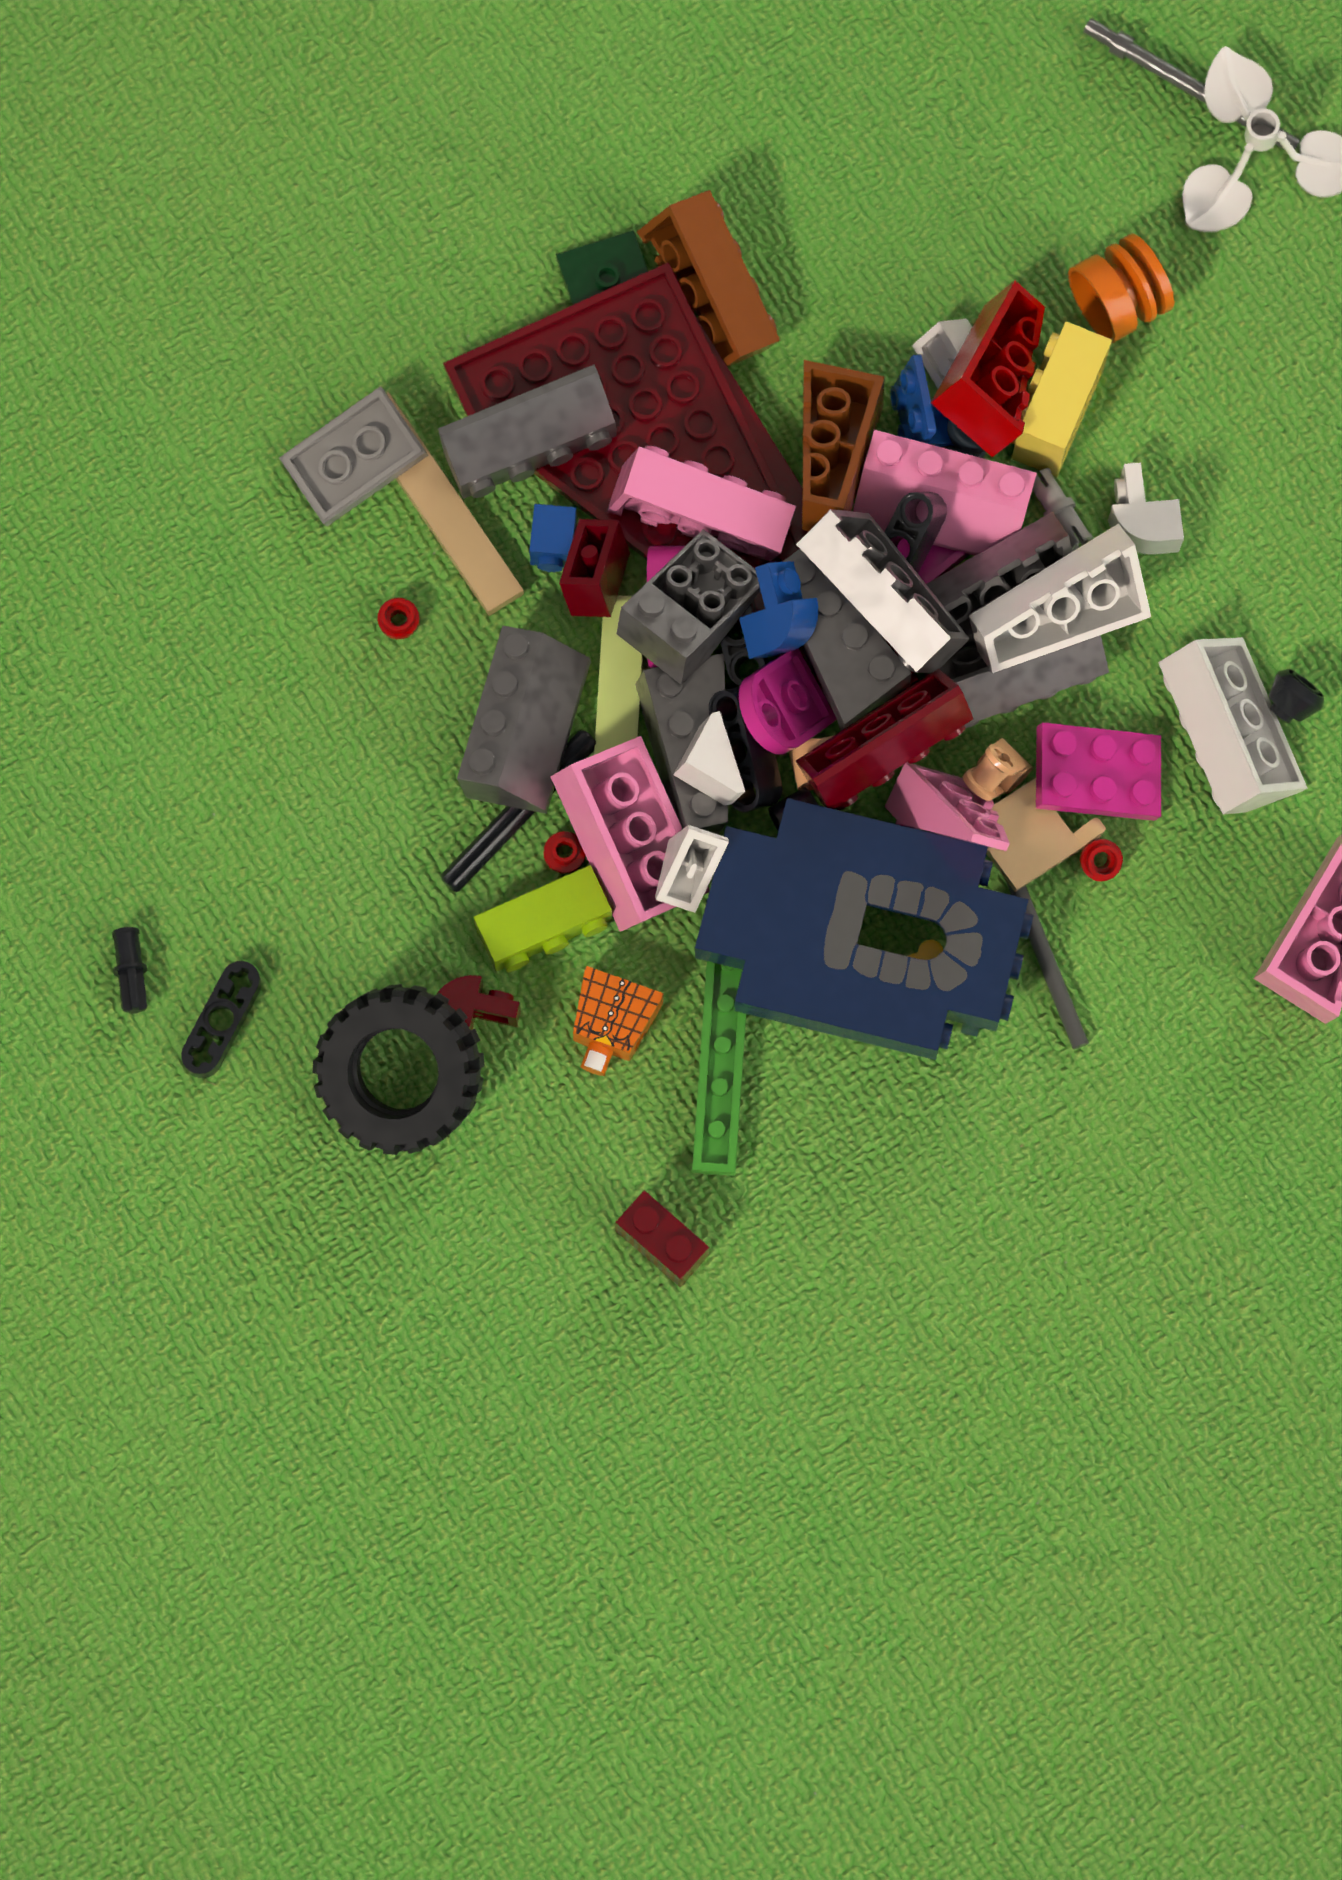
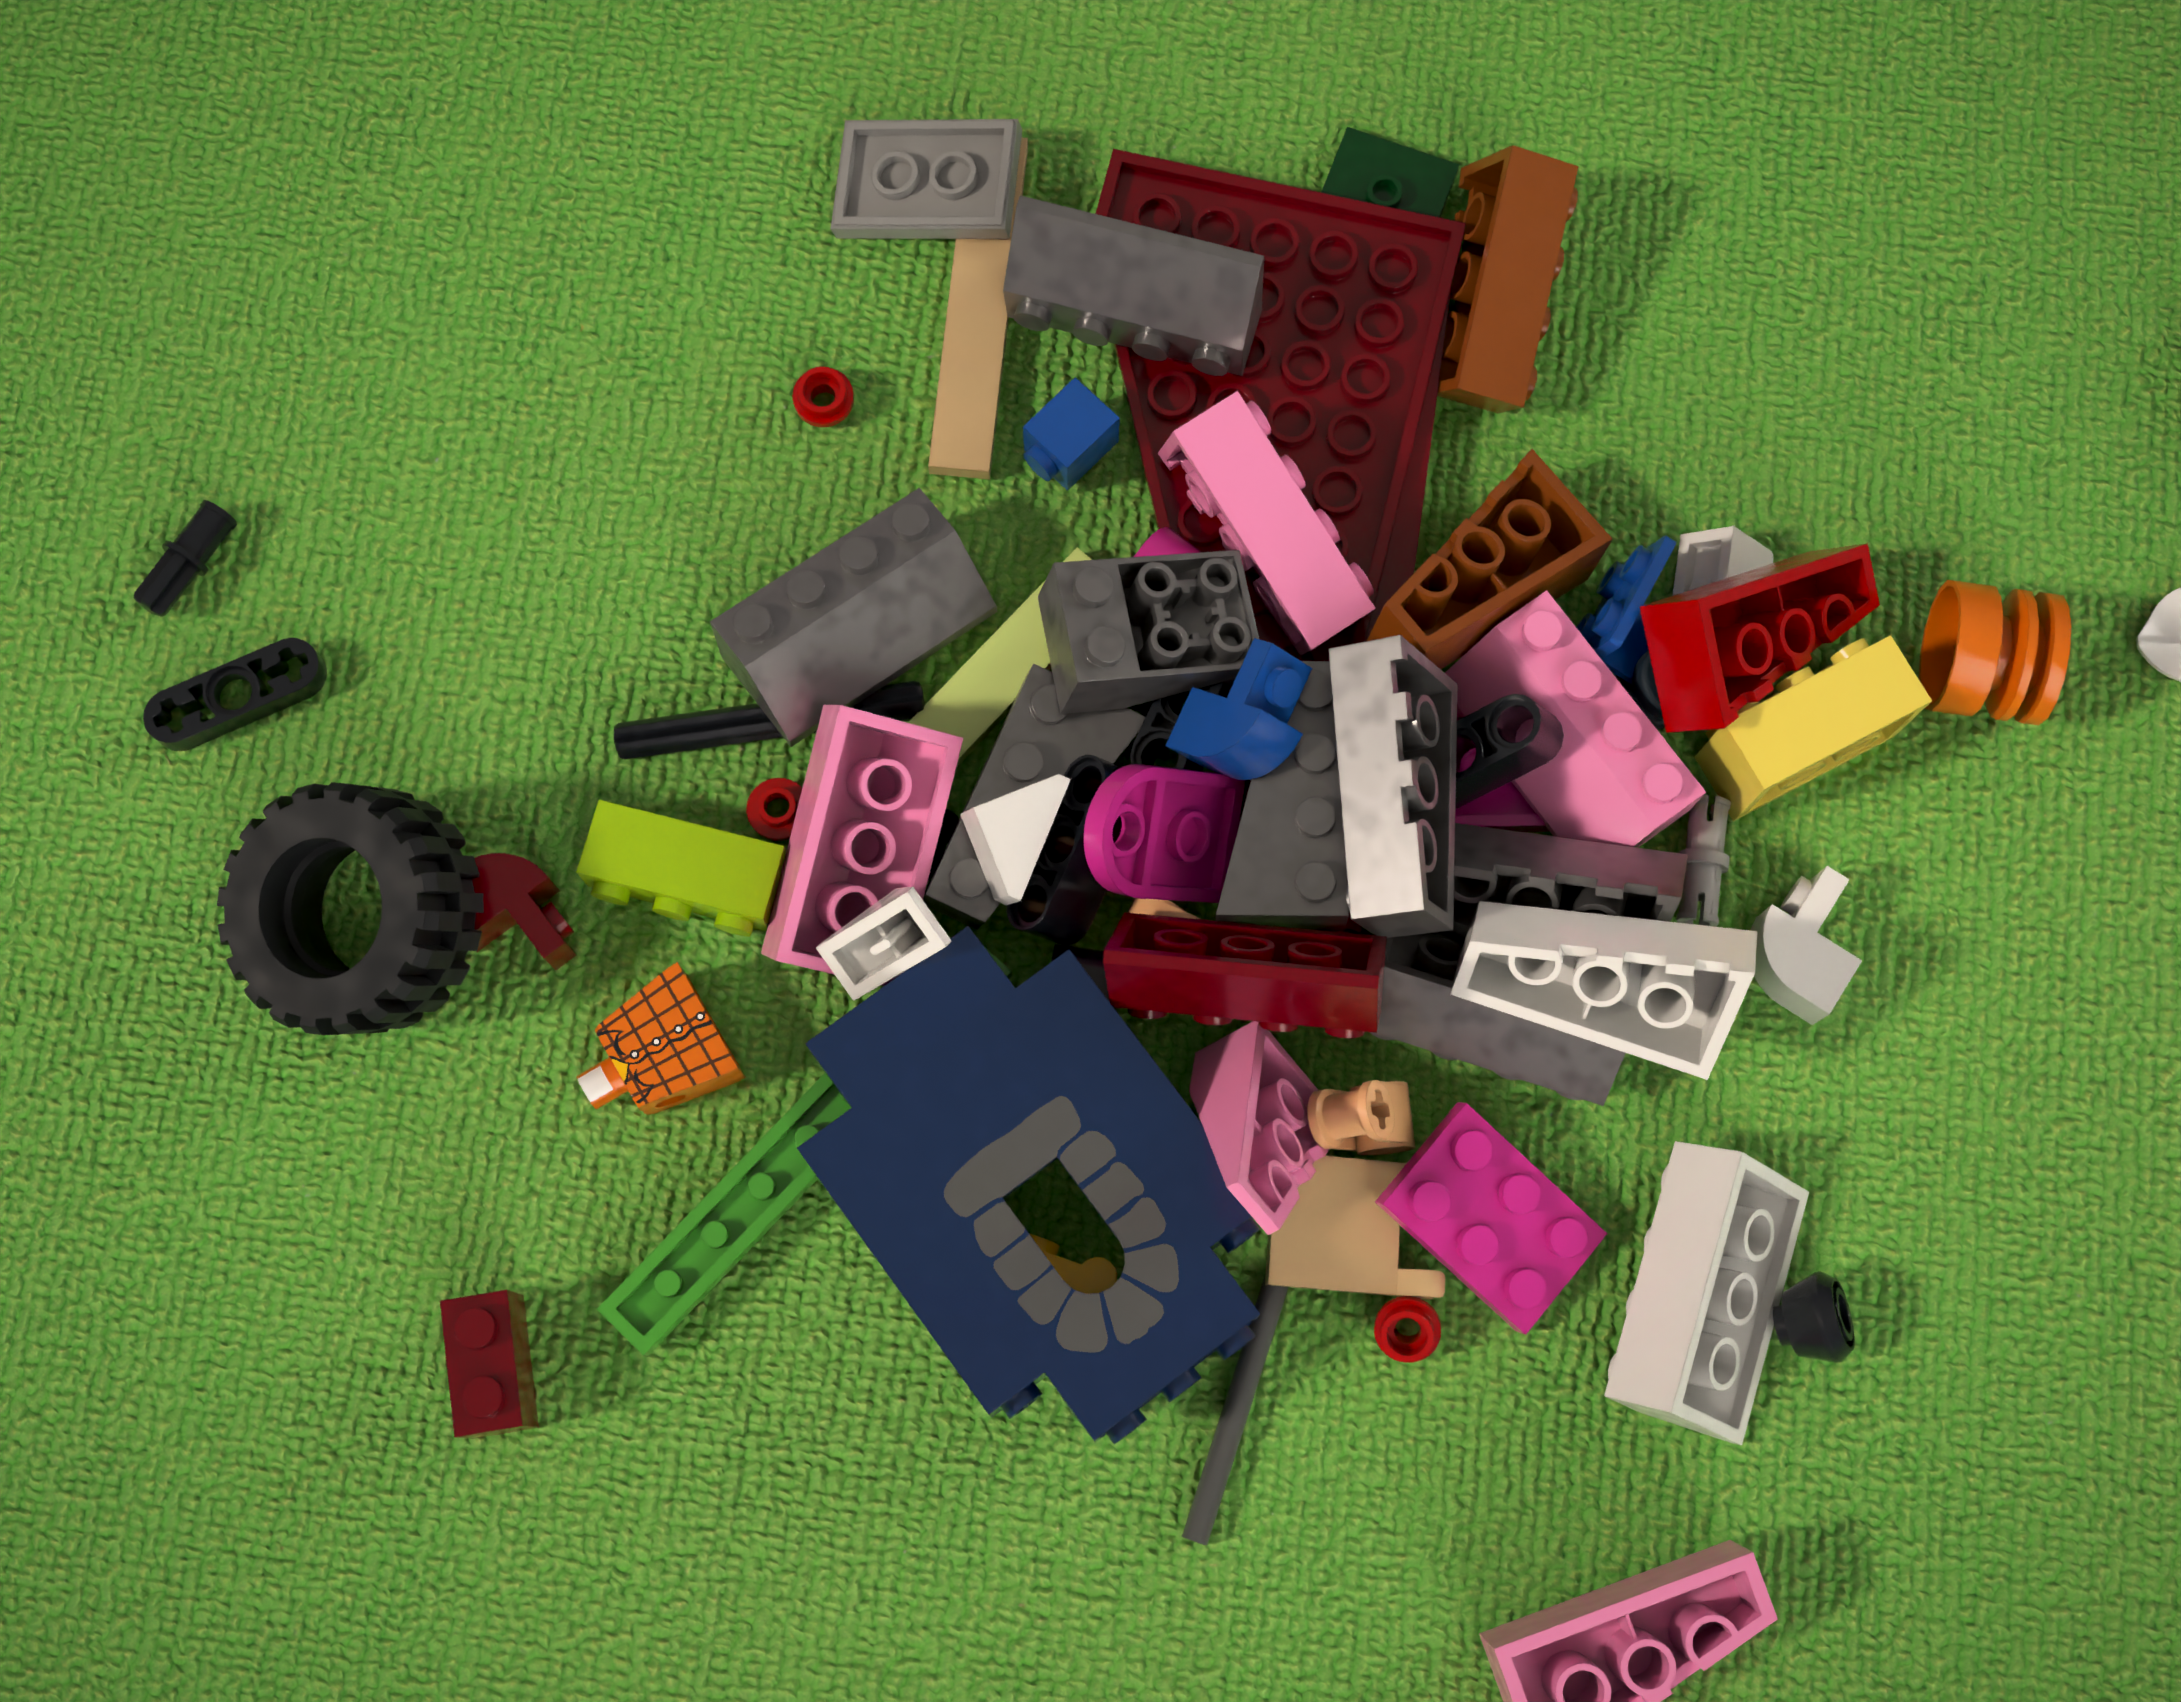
camera: 40 degrees right, 0 degrees up
(594, 568) = (1084, 503): dark red brick -> none

